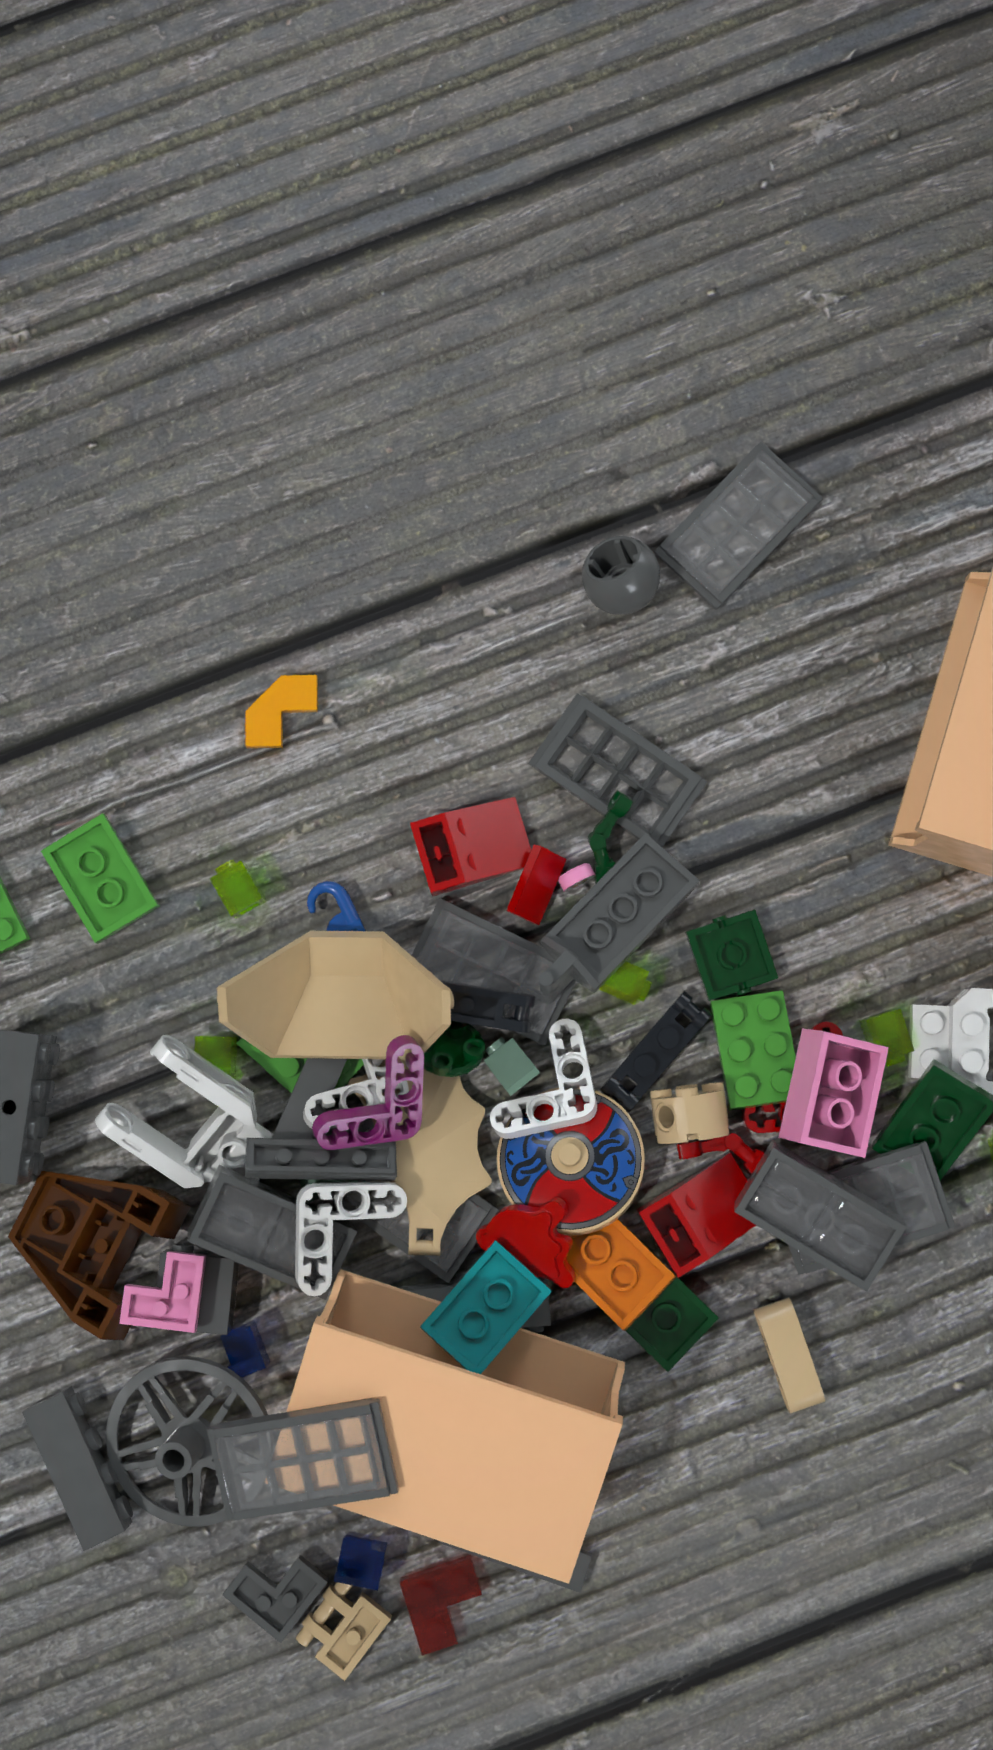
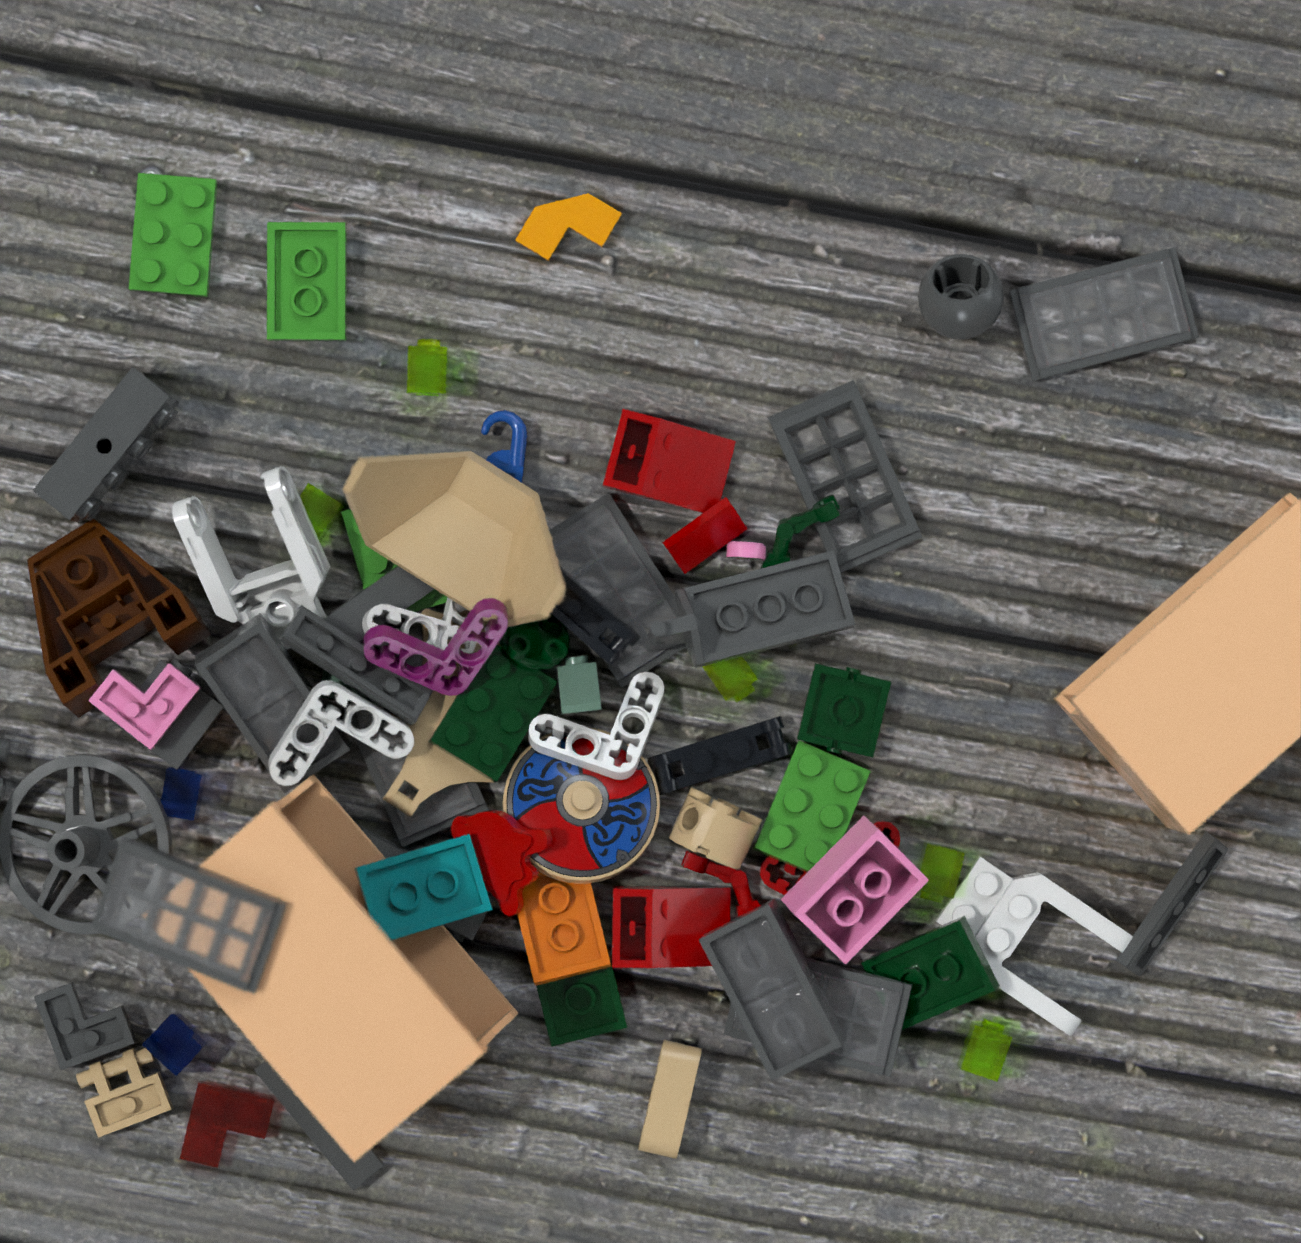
camera: 25 degrees right, 5 degrees up
(455, 1130) = (493, 714): none -> dark green plate

